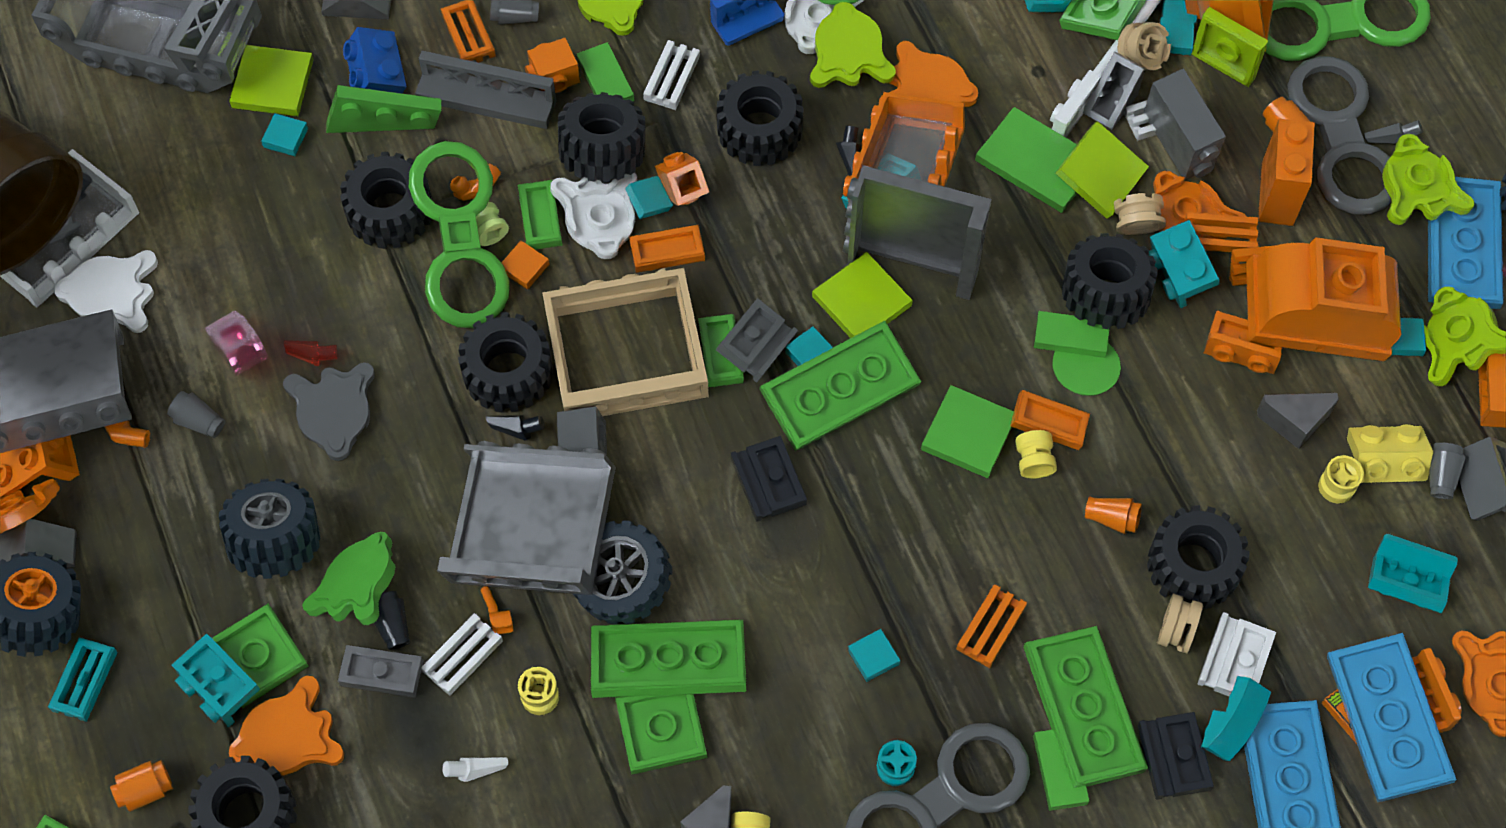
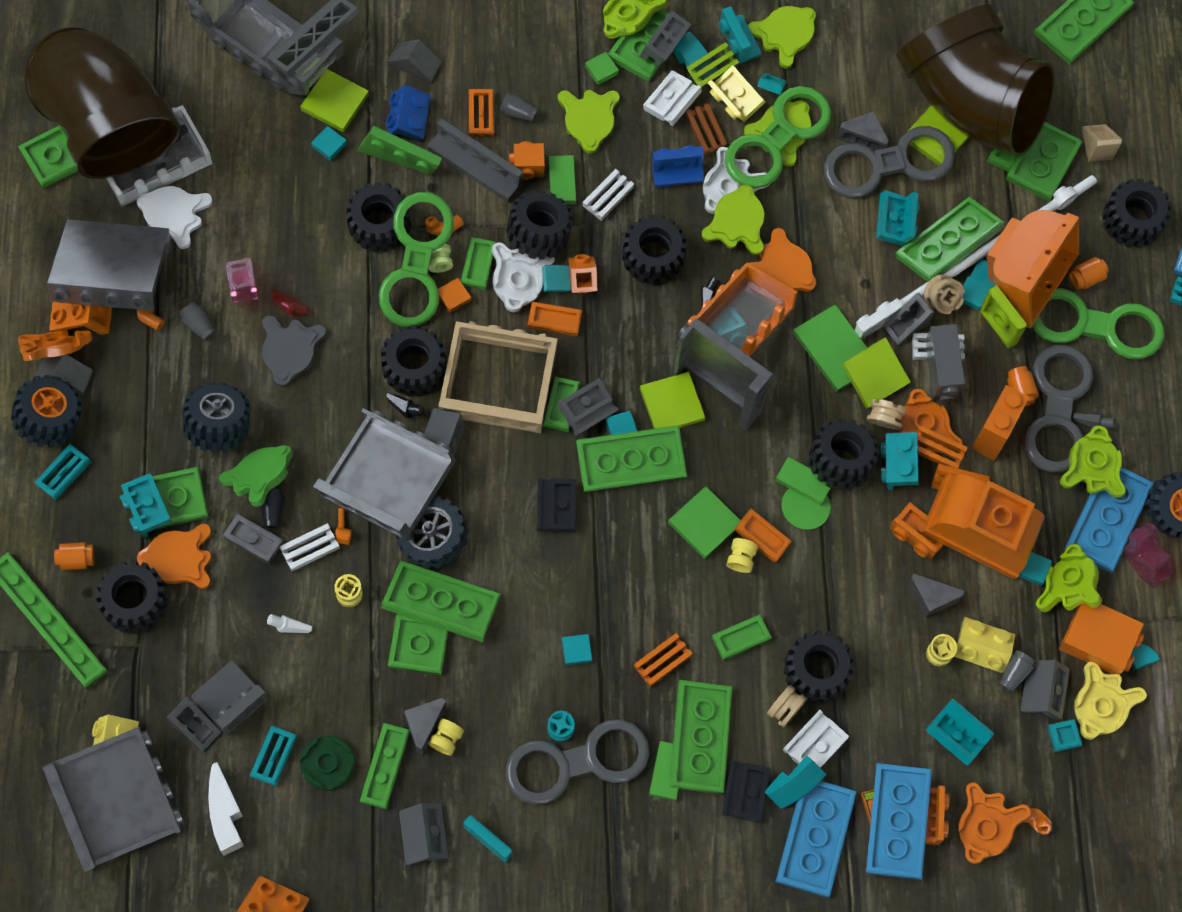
camera: 15 degrees right, 5 degrees up
(1079, 559) = (741, 637): none -> bright green tile
(1115, 513) = (778, 616): orange cone -> none

